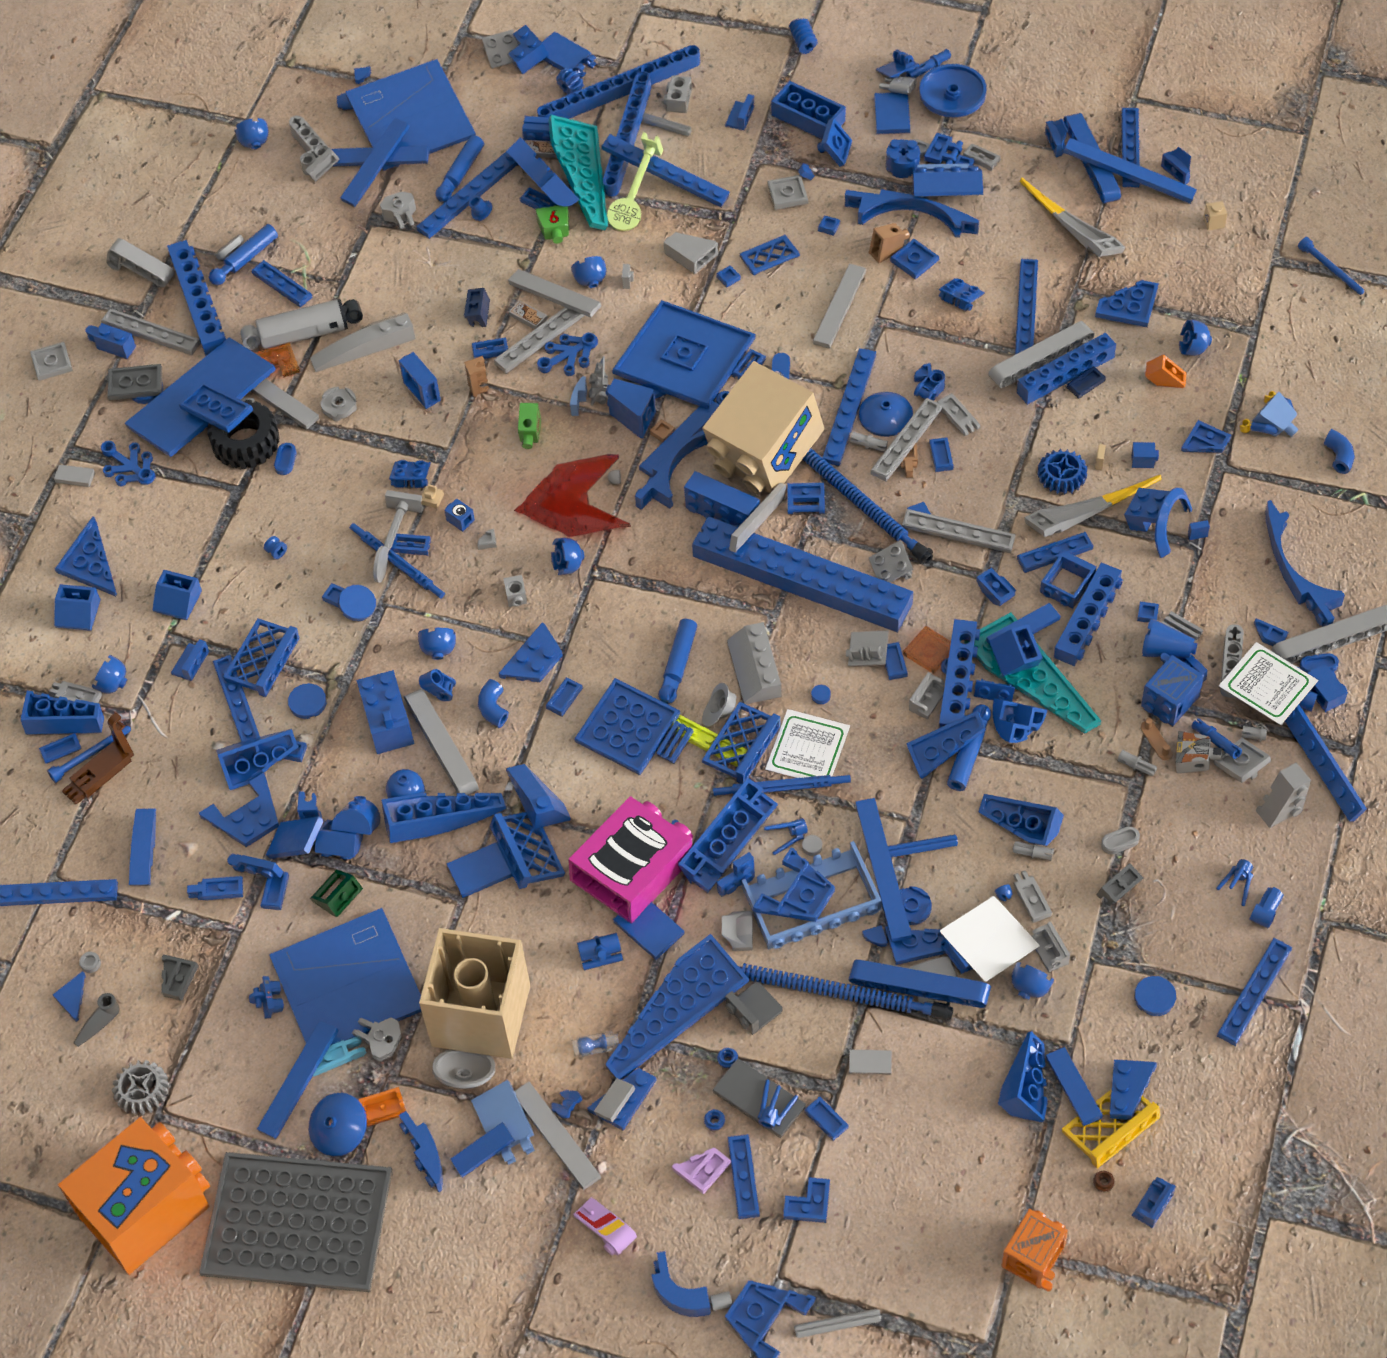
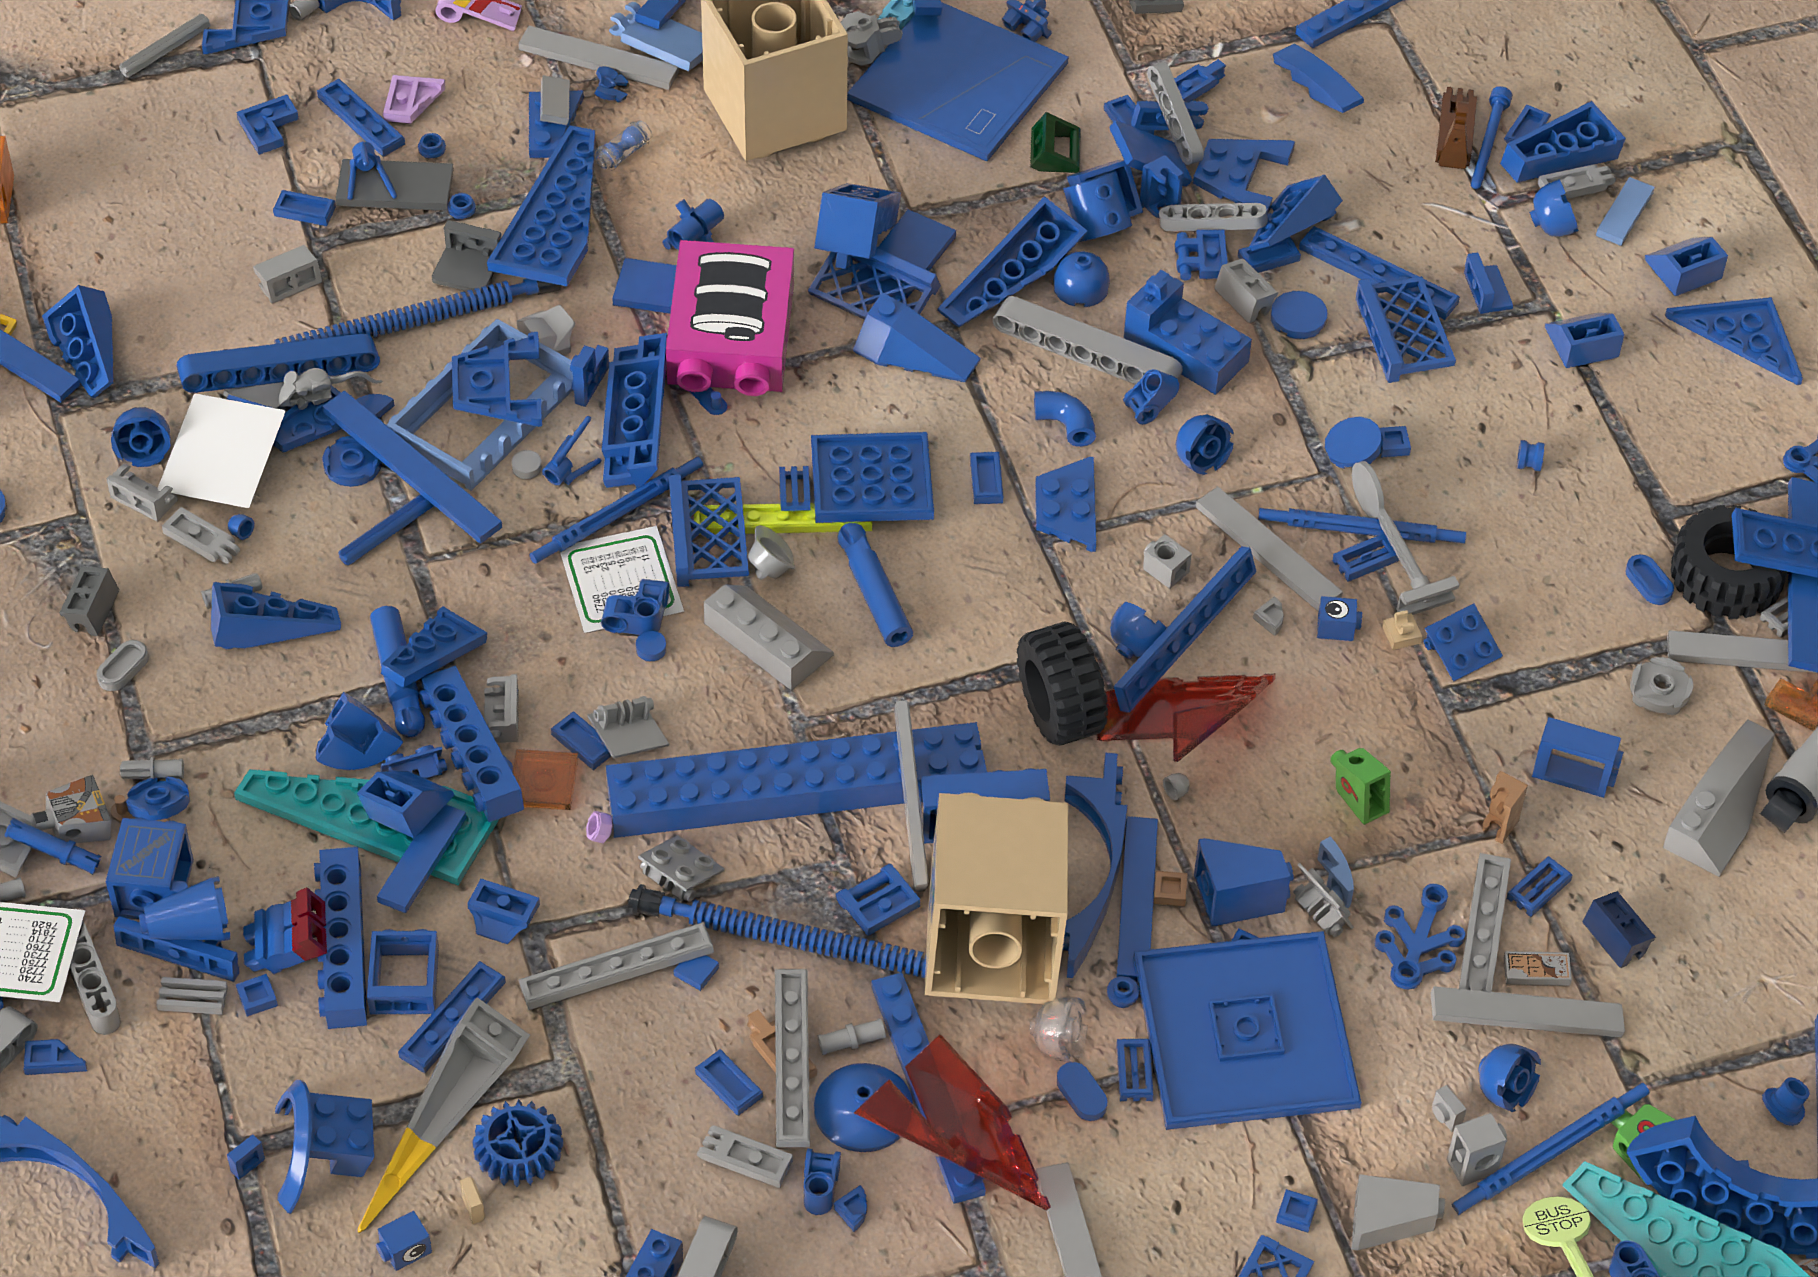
camera: 140 degrees right, 5 degrees down
(68, 665) = (1625, 211): none -> medium blue tile
(258, 847) = (1175, 113): none -> light grey beam
(299, 779) = (1244, 217): none -> light grey beam
(319, 762) = (1210, 253): none -> blue plate
(323, 726) = (1245, 289): none -> light grey hinge
(455, 575) = (1267, 547): none -> light grey tile
(505, 876) = (852, 220): none -> blue hinge
(541, 541) = (1184, 629): none -> blue tile
(600, 237) = (1550, 1148): none -> blue axle
(634, 246) = (1476, 1149): none -> light grey brick
(637, 527) = (1062, 683): none -> black tyre
(823, 714) = (637, 612): none -> blue piece
(854, 353) = (963, 1121): none -> clear red windscreen
(910, 951) = (312, 387): none -> light grey animal
(919, 603) = (599, 827): none -> lavender tile
(1118, 621) = (286, 933): none -> hips
(1144, 740) = (158, 799): none -> blue tile

